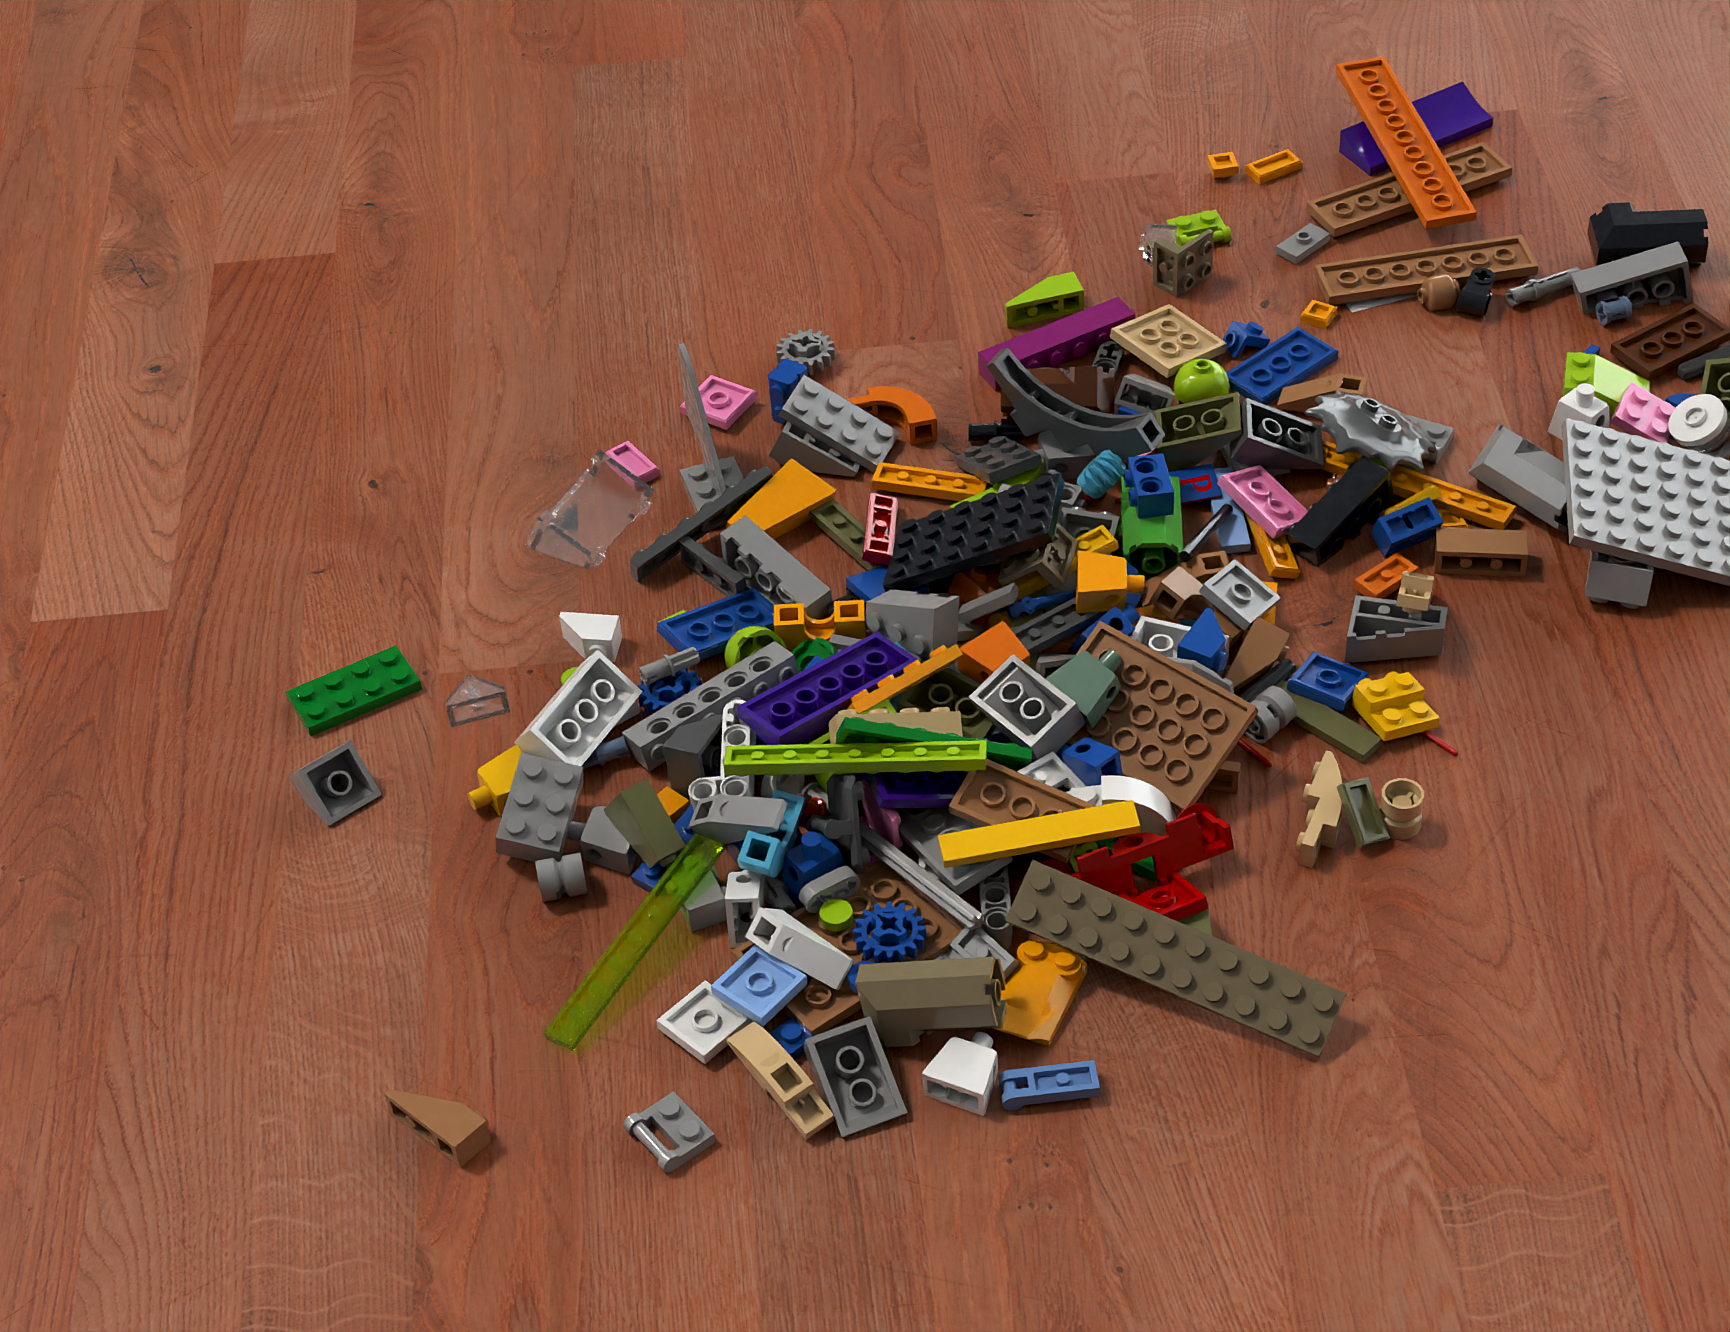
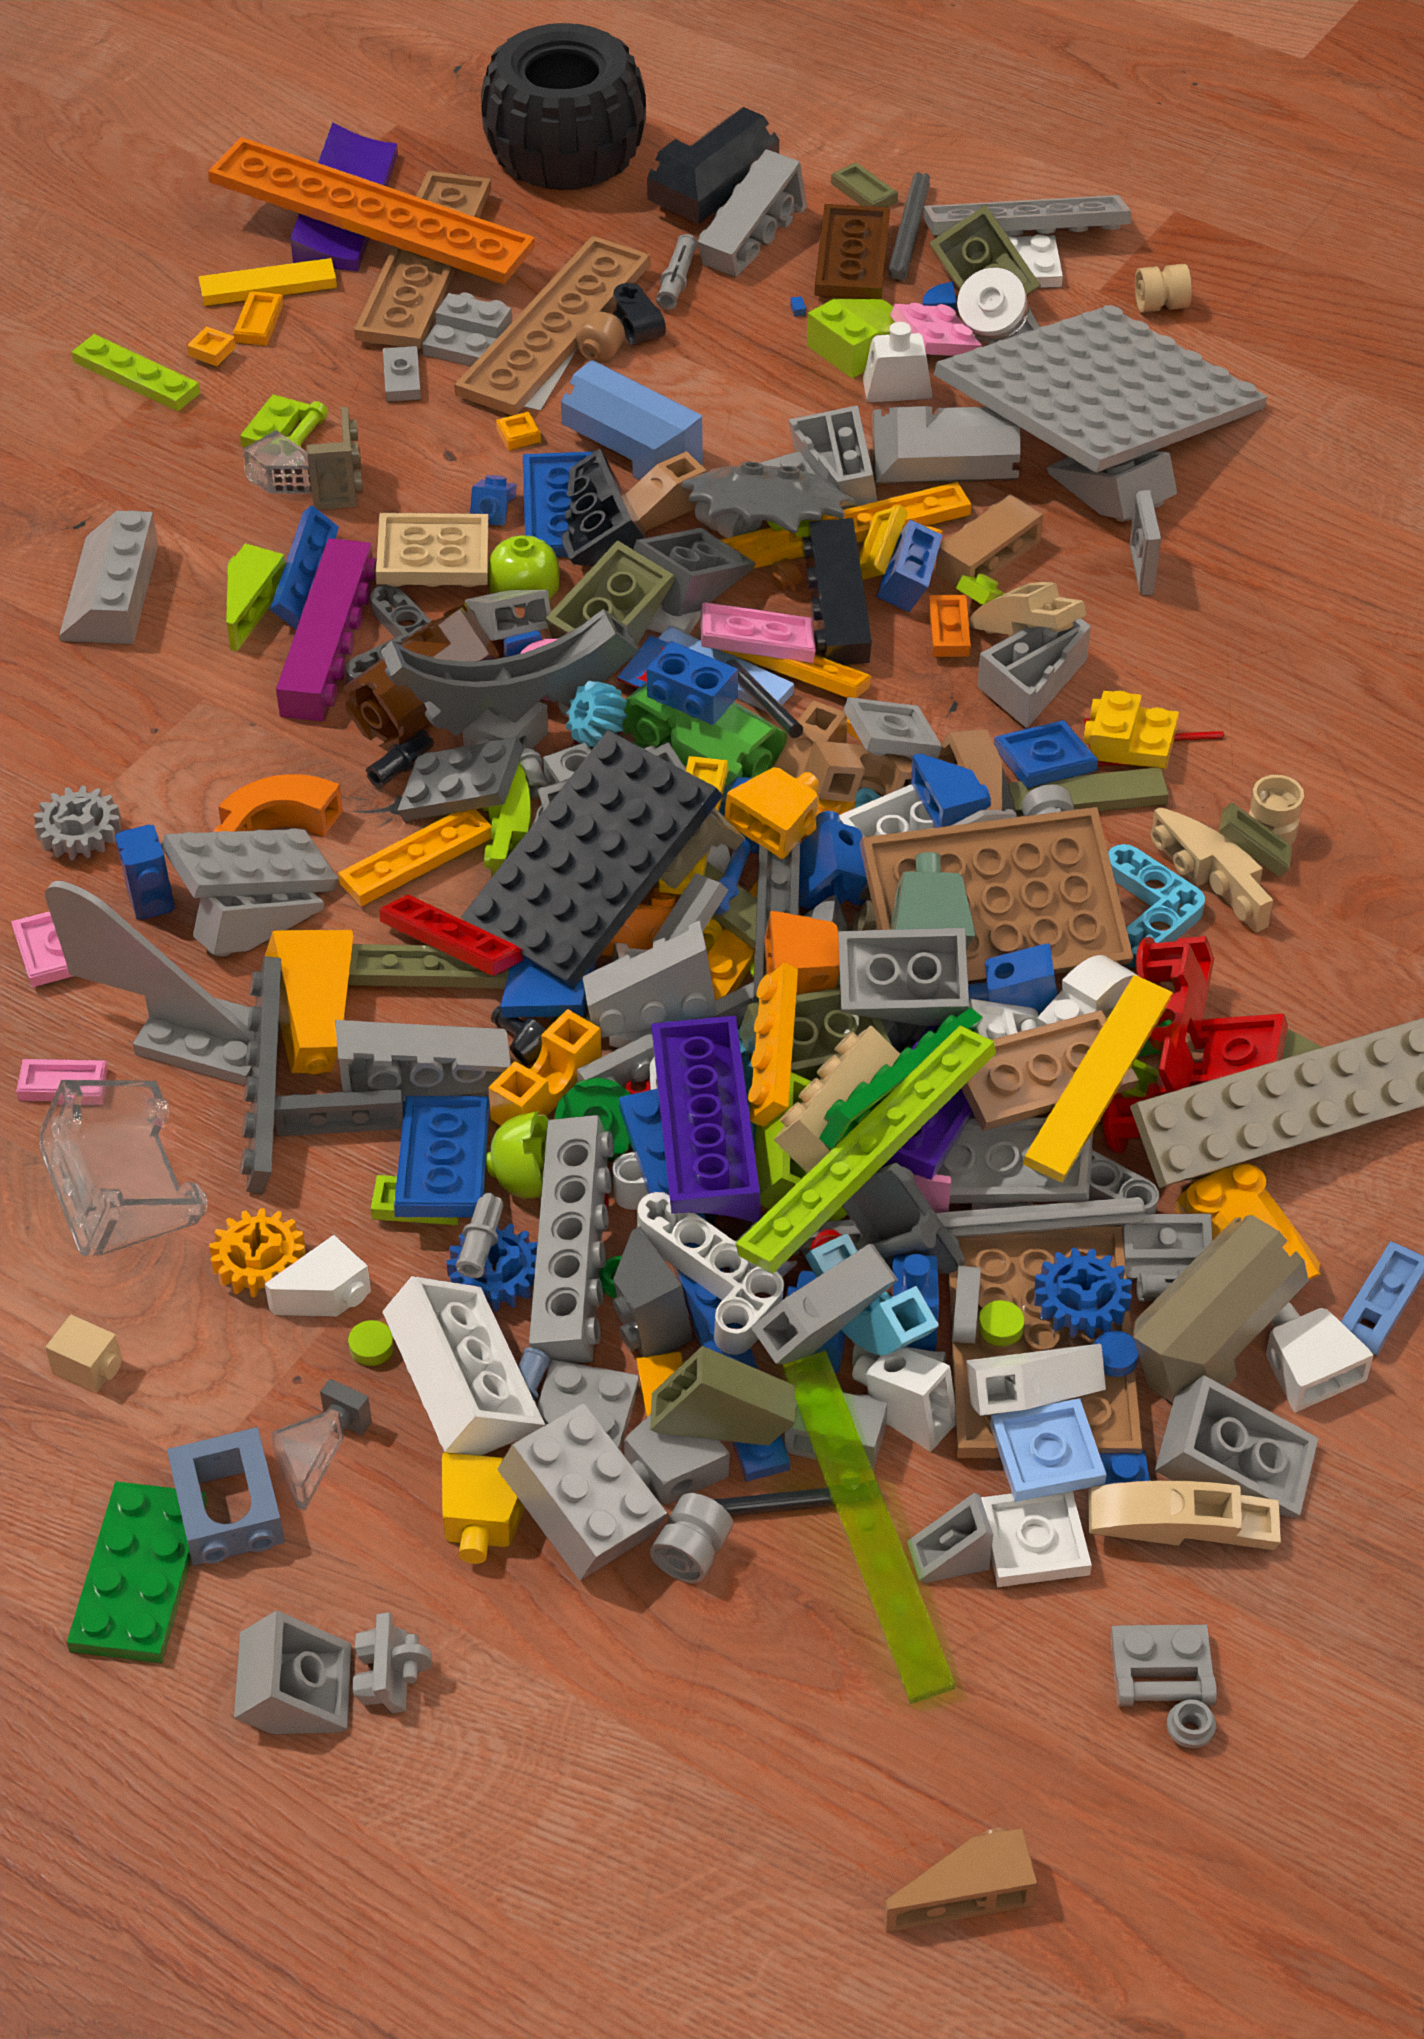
camera: 55 degrees left, 5 degrees up
(376, 812) = (396, 1662): none -> light grey hips
(411, 711) = (217, 1459): none -> sand blue panel
(461, 582) = (84, 1353): none -> tan brick
(518, 695) = (351, 1404): none -> dark grey plate
(589, 596) = (255, 1250): none -> light orange gear
(607, 780) = (604, 1392): none -> light grey plate
(625, 900) = (776, 1502): none -> black bar
(635, 1159) = (1191, 1712): none -> light grey plate
(665, 988) = (954, 1543): none -> light grey slope
(997, 251) = (112, 580): none -> light grey slope
(1127, 290) = (302, 565): none -> blue plate
(1168, 155) = (136, 372): none -> lime plate
(1270, 807) = (1164, 902): none -> medium azure beam
(1282, 383) = (597, 512): none -> black wedge
(1308, 150) = (278, 279): none -> yellow tile
(1373, 238) = (466, 328): none -> light grey plate
(1374, 344) = (630, 418): none -> medium blue brick
(1430, 566) = (980, 589): none -> lime plate
(1461, 443) = (837, 451): none -> light grey wedge
(1564, 613) = (1145, 542): none -> light grey tile
(1599, 145) = (563, 106): none -> black tyre
(1614, 310) = (771, 250): sand blue bush -> none

